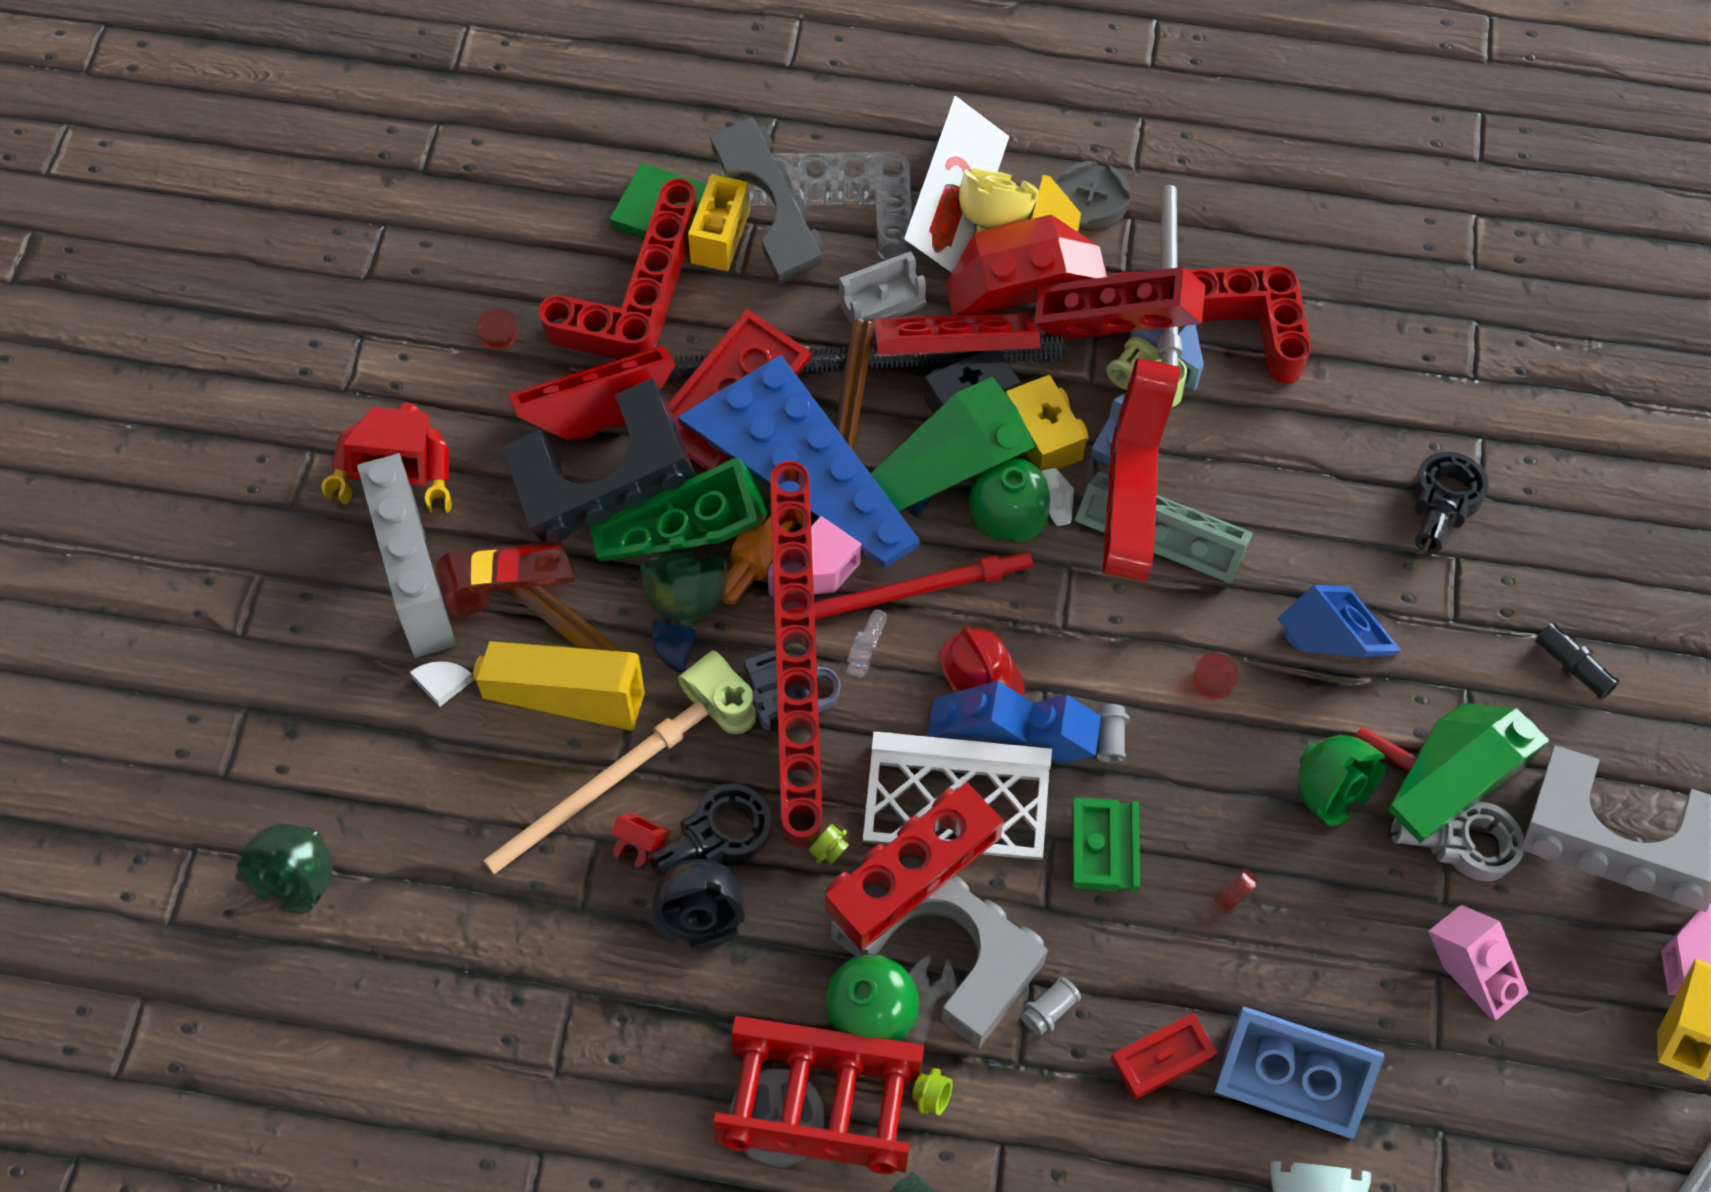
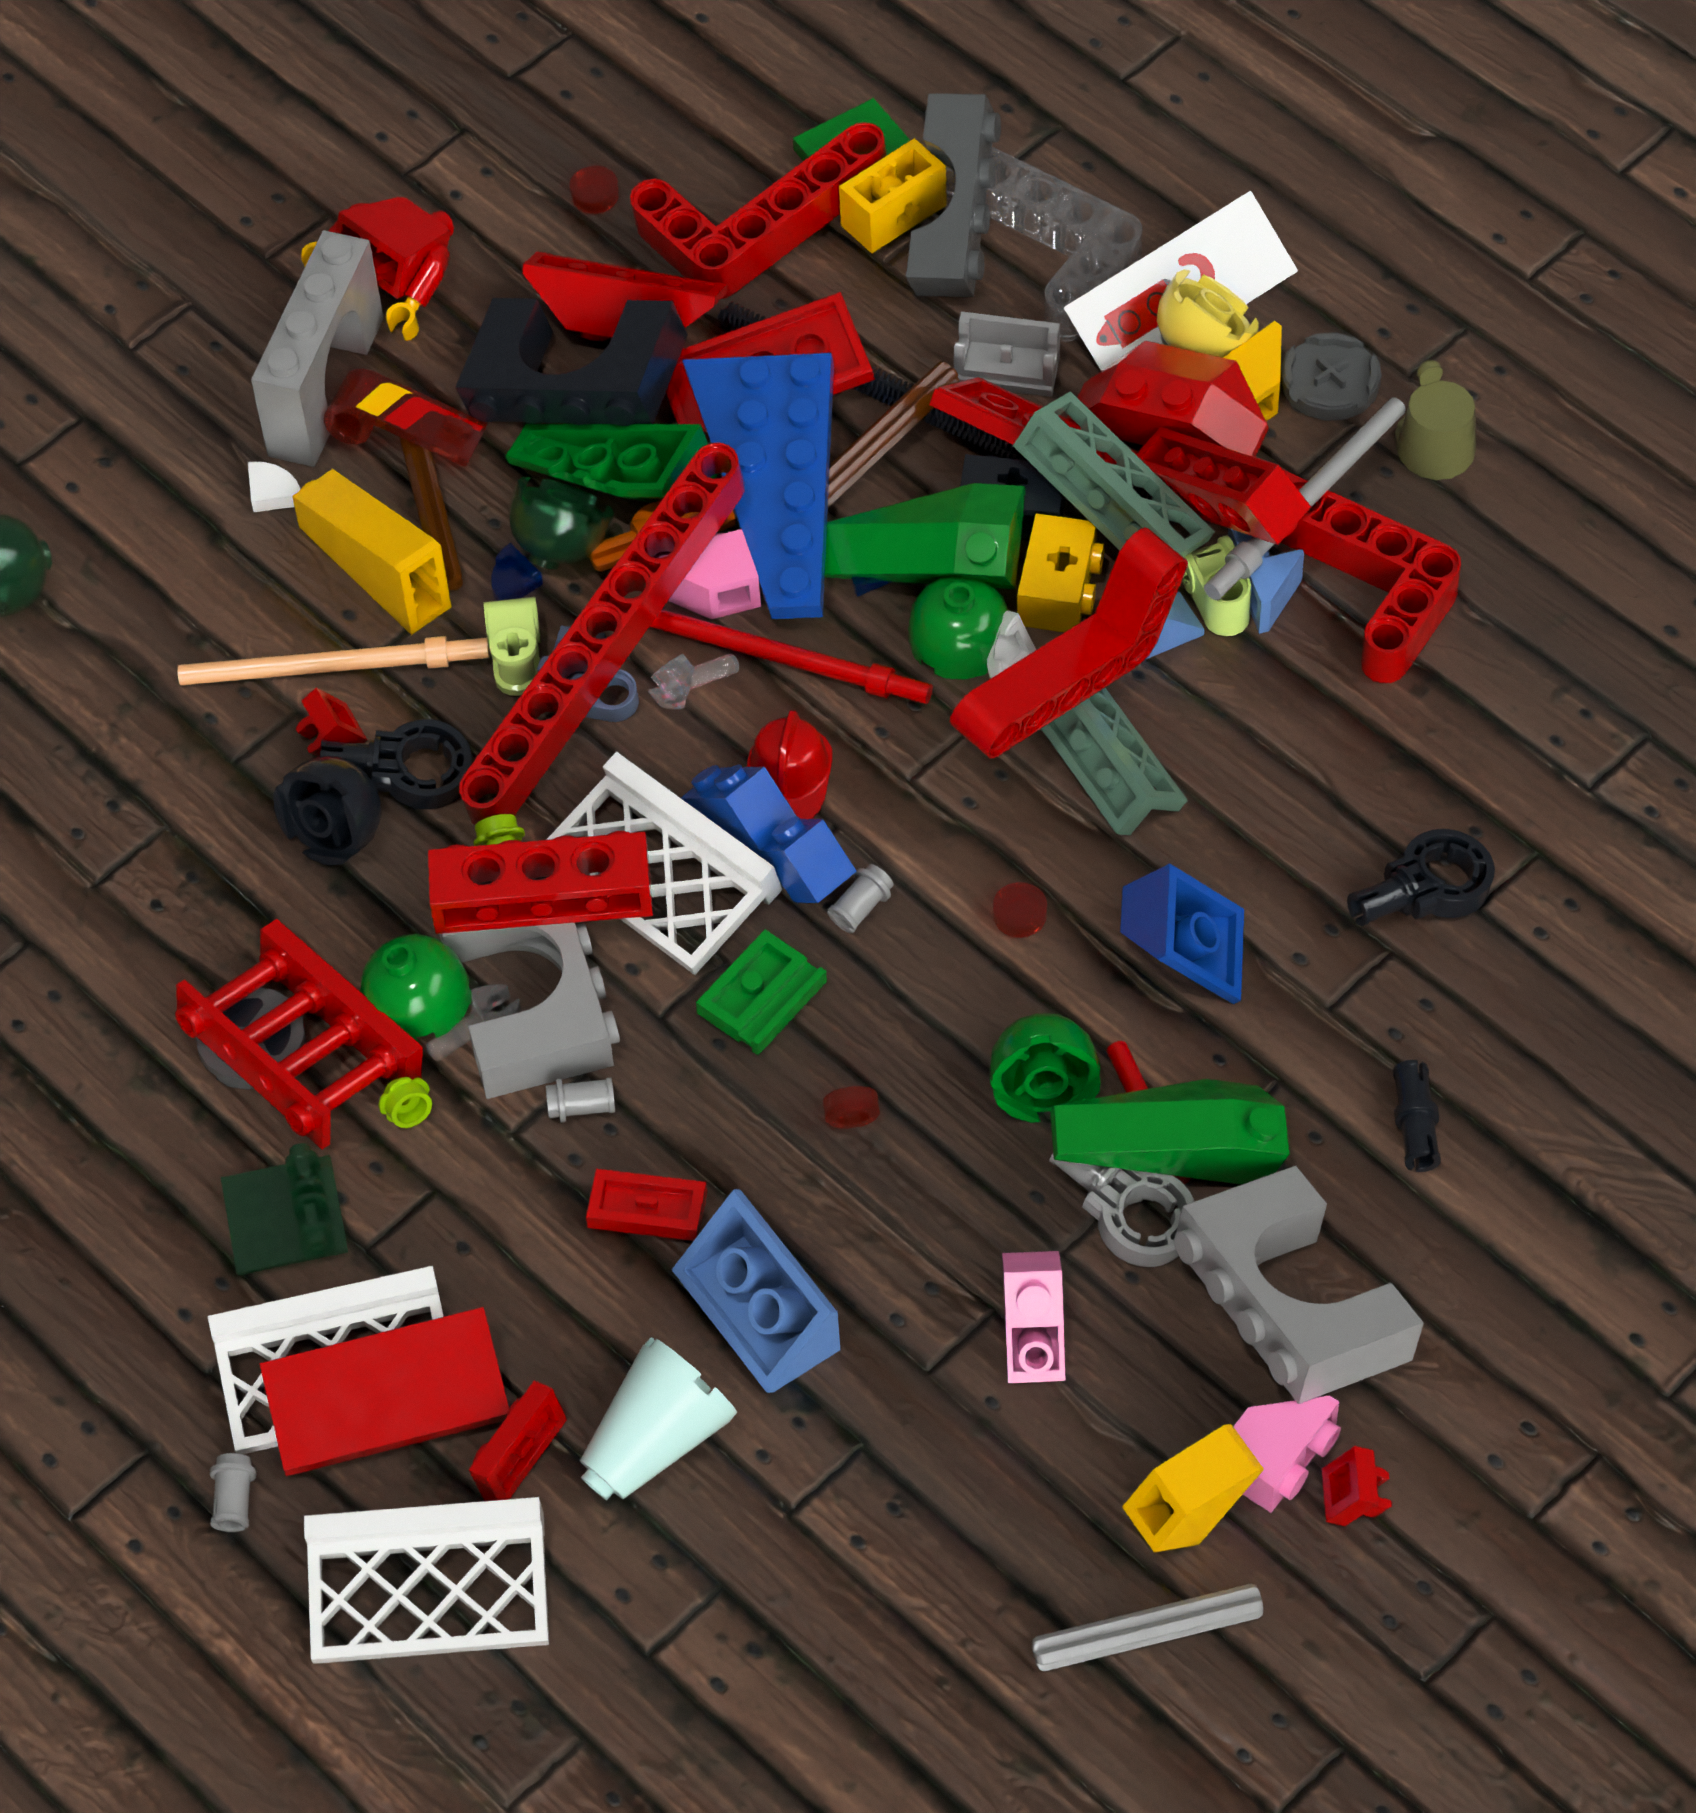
camera: 40 degrees right, 5 degrees down
(1049, 349) = (1103, 489): none -> sand green fence
(1199, 190) = (1439, 427): none -> olive hat

